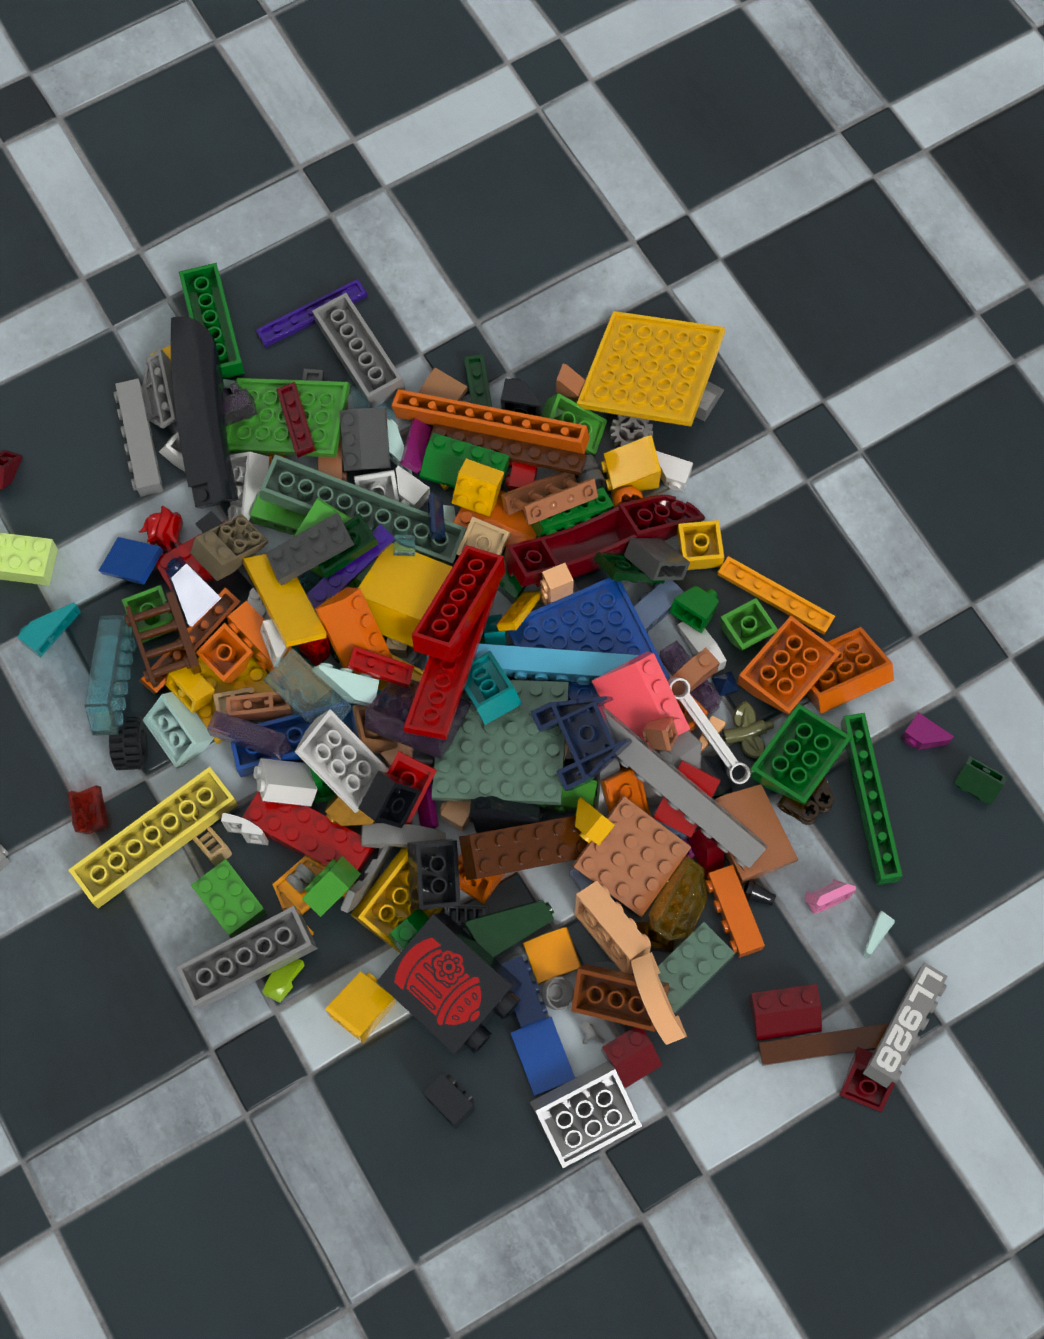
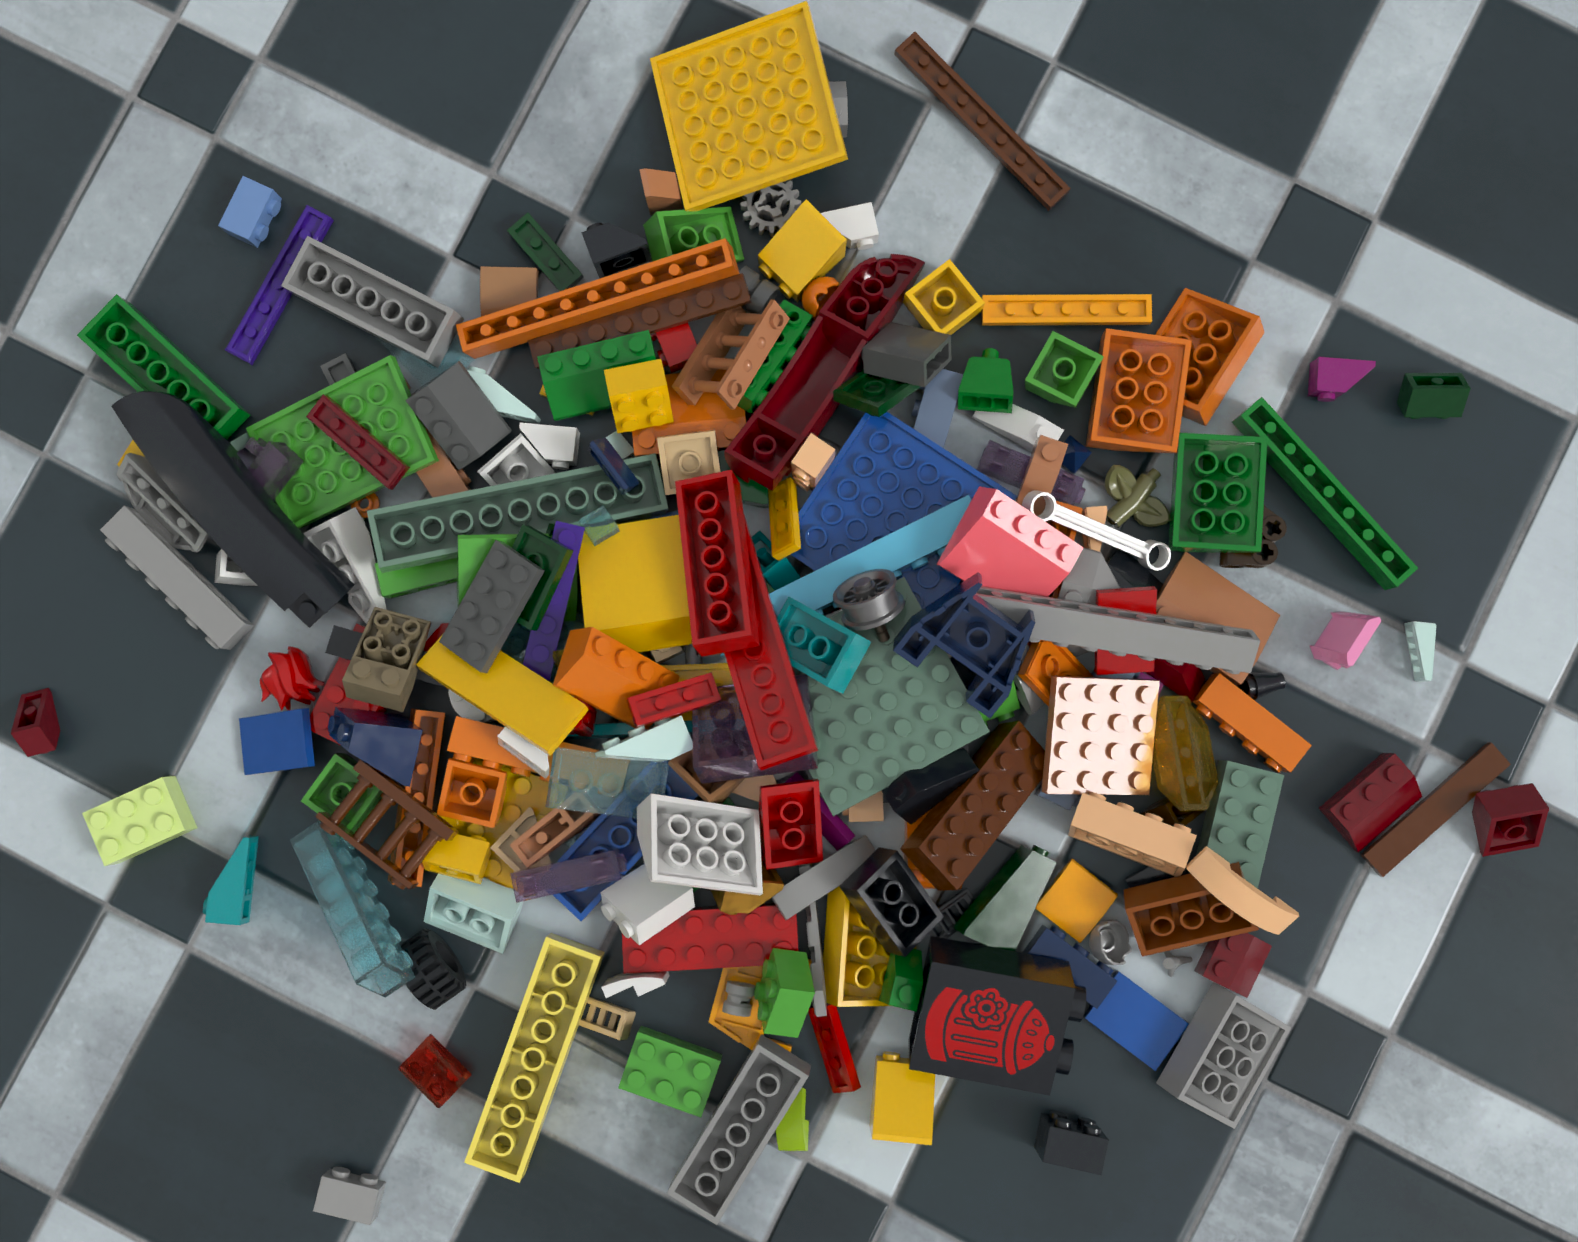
camera: 30 degrees left, 15 degrees up
(322, 264) = (250, 212): none -> medium blue brick
(339, 950) = (835, 1050): none -> red plate
(389, 799) = (790, 854): black brick -> none
(415, 445) = (524, 383): magenta tile -> none
(536, 677) = (869, 601): none -> flat silver wheel
(591, 823) = (1038, 730): yellow slope -> none
(661, 734) = (1060, 580): nougat slope -> none
(793, 458) = (982, 121): none -> reddish brown plate
(905, 1025) = (1521, 740): light grey brick -> none

